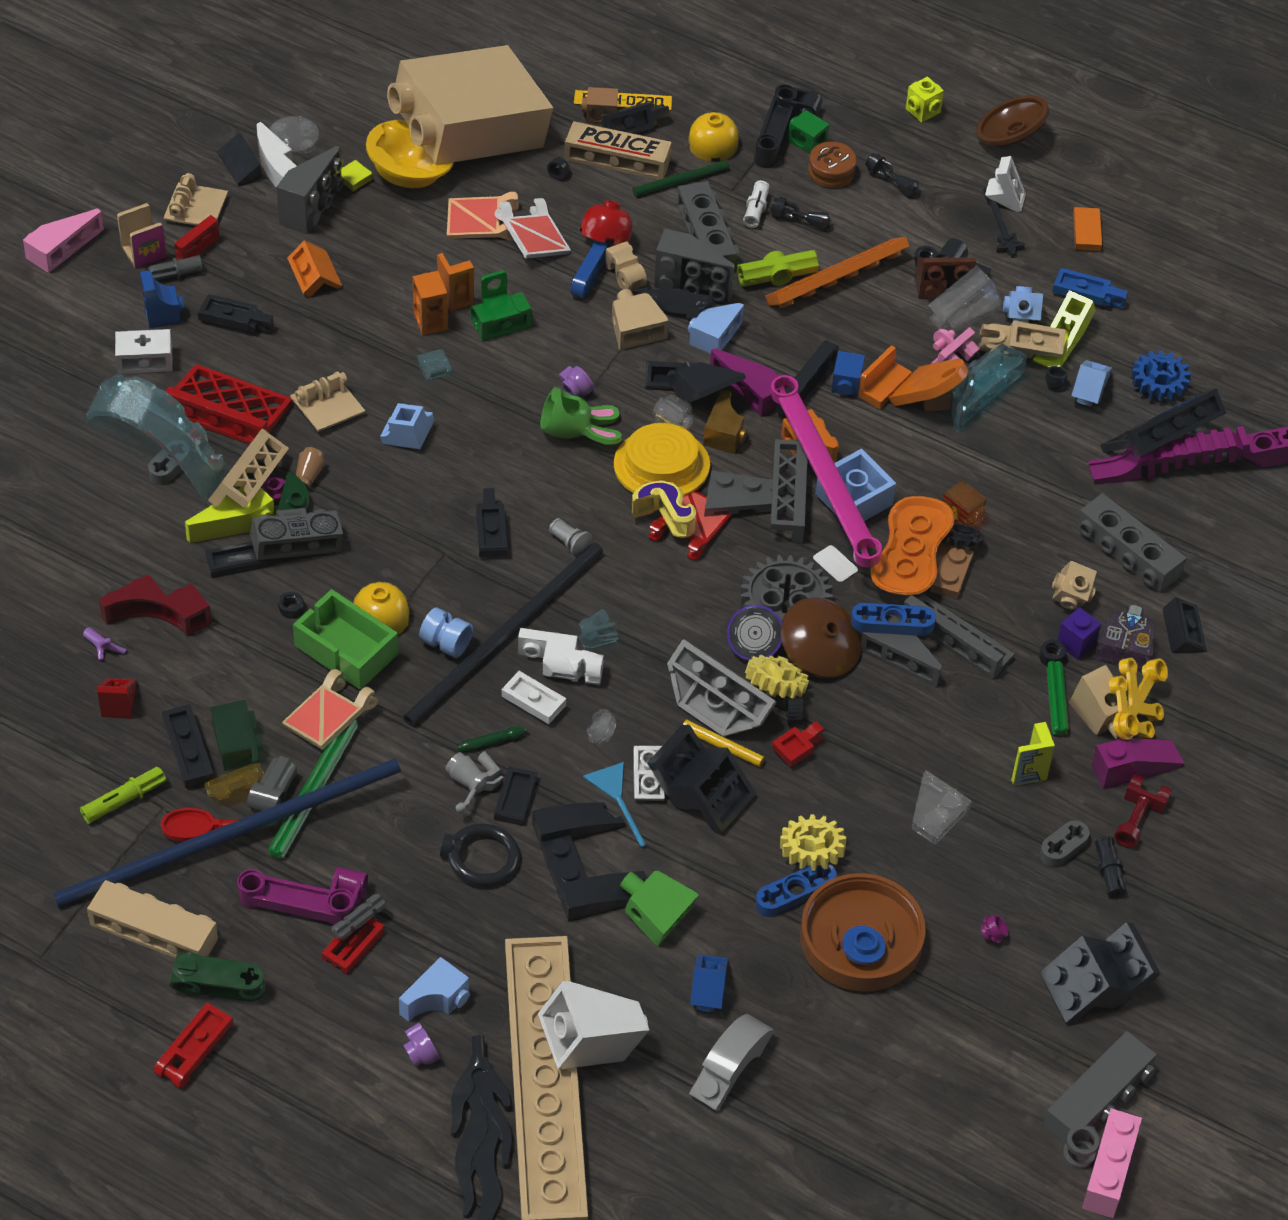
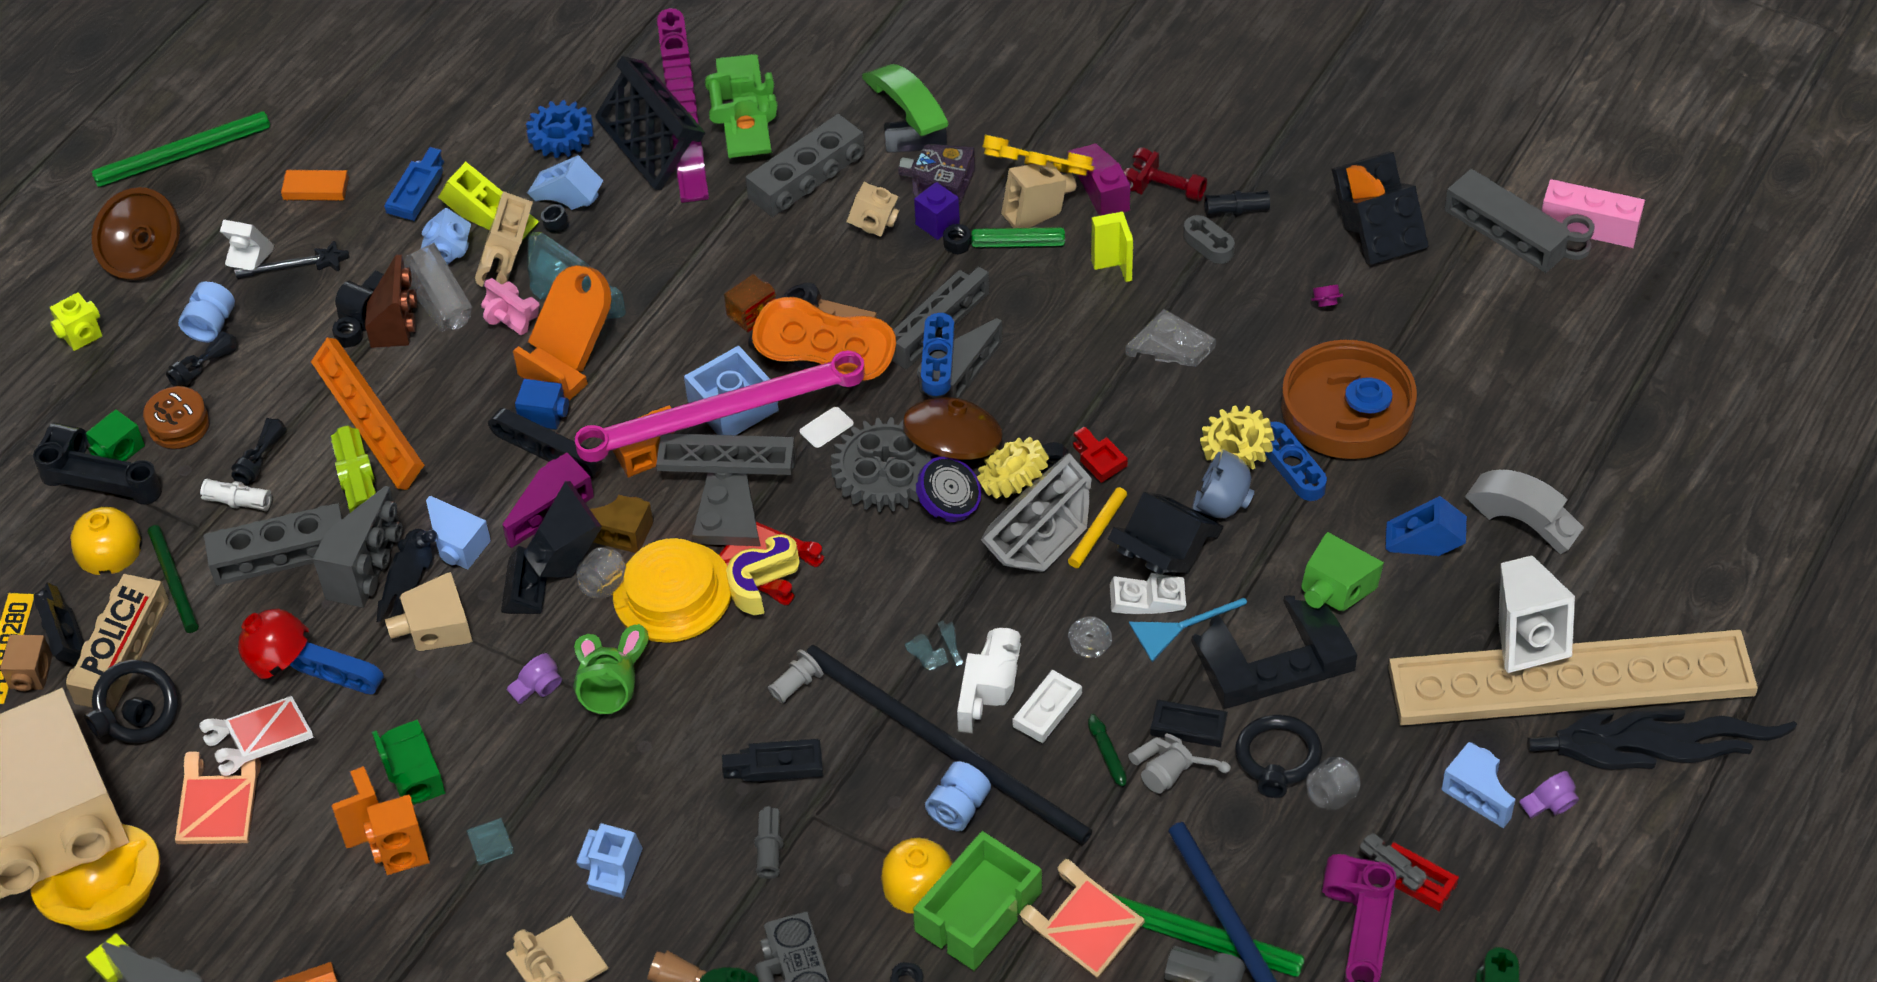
camera: 85 degrees left, 0 degrees up
(418, 521) = (768, 843): none -> dark grey axle
(442, 885) = (1333, 783): none -> clear head
(544, 144) = (102, 720): none -> black piece
(627, 269) = (350, 623): tan leg -> none
(755, 825) = (1224, 487): none -> sand blue cylinder
(936, 170) = (206, 311): none -> light blue wheel
(1111, 942) = (1363, 183): none -> orange tile
(1121, 147) = (180, 149): none -> green axle
(1212, 506) = (751, 107): none -> bright green piece
(1219, 609) = (911, 94): none -> bright green slope

